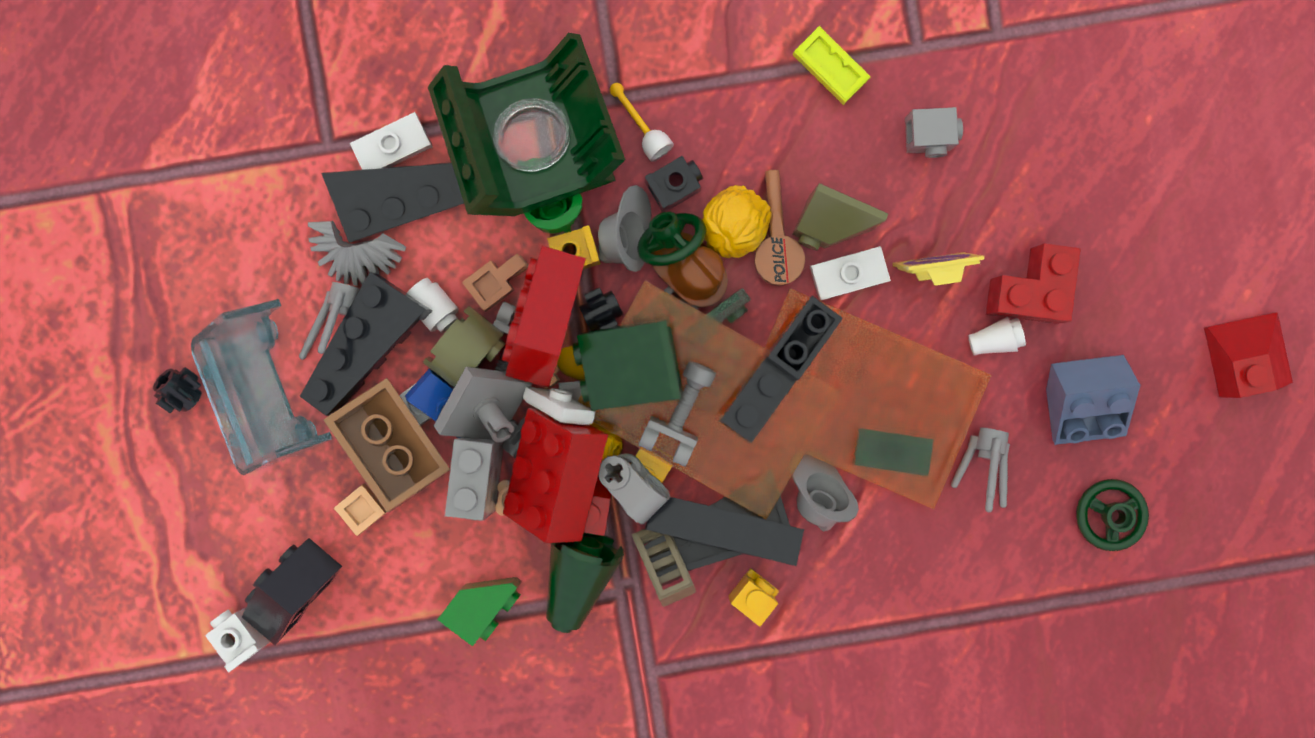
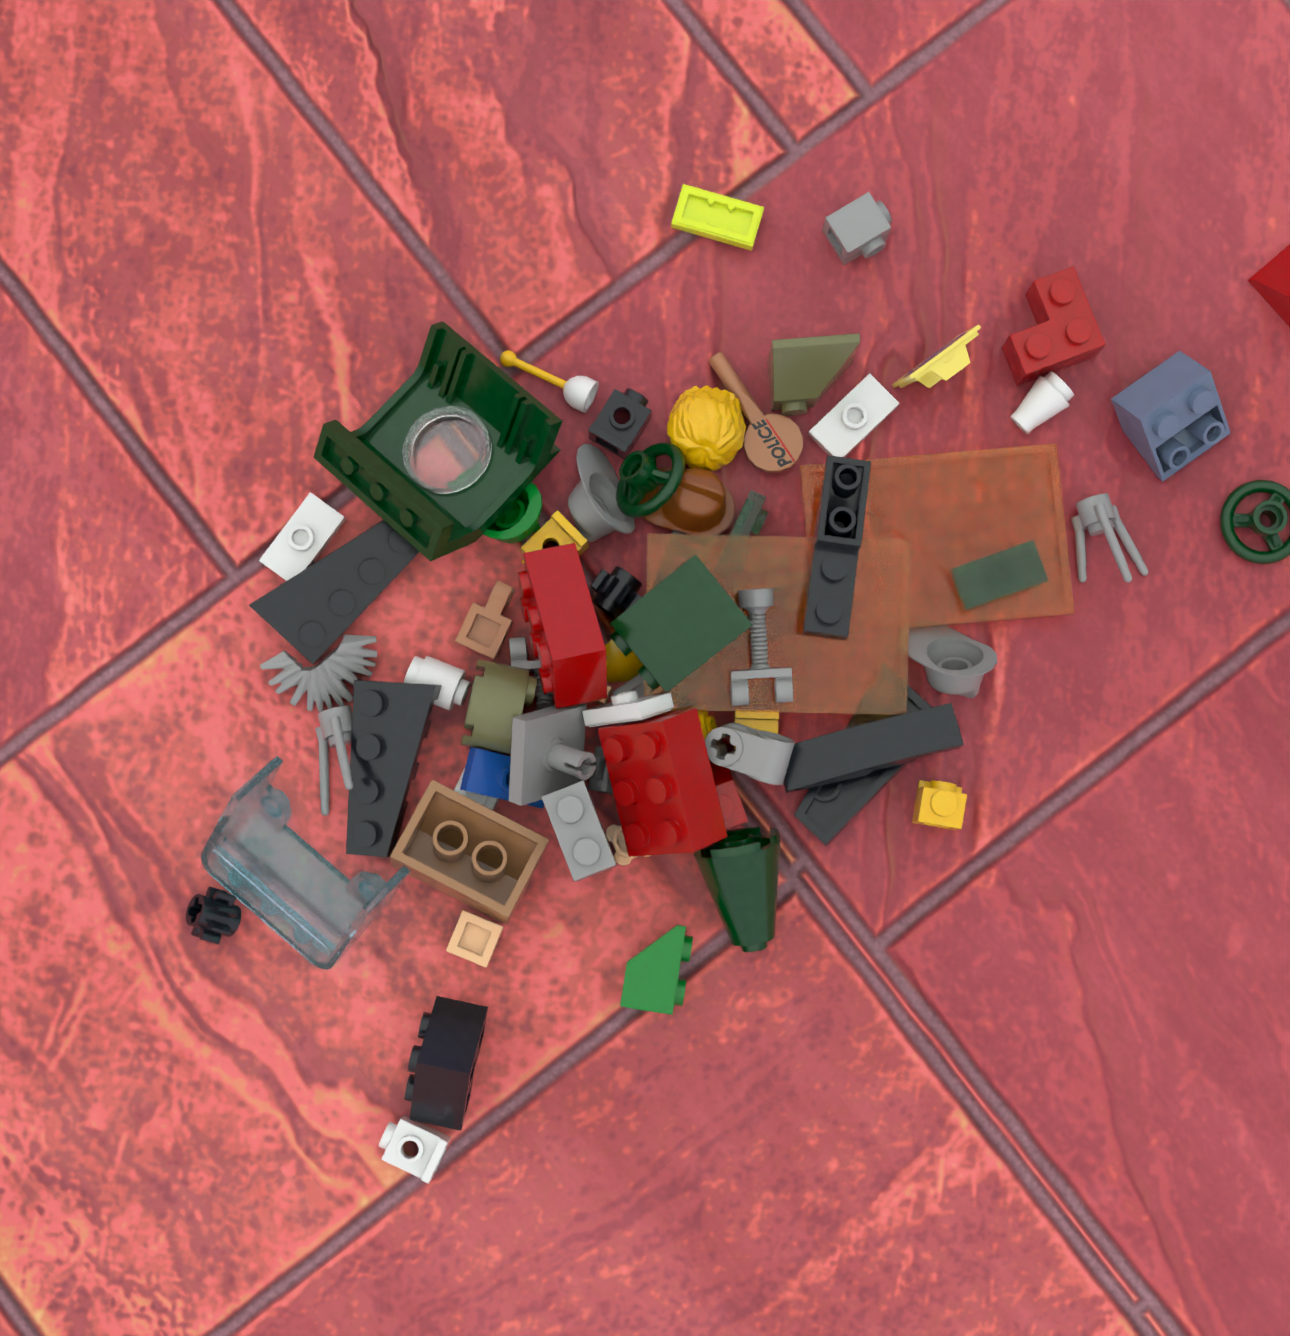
camera: 30 degrees left, 5 degrees down
(676, 591) = (852, 842): dark tan slope -> none

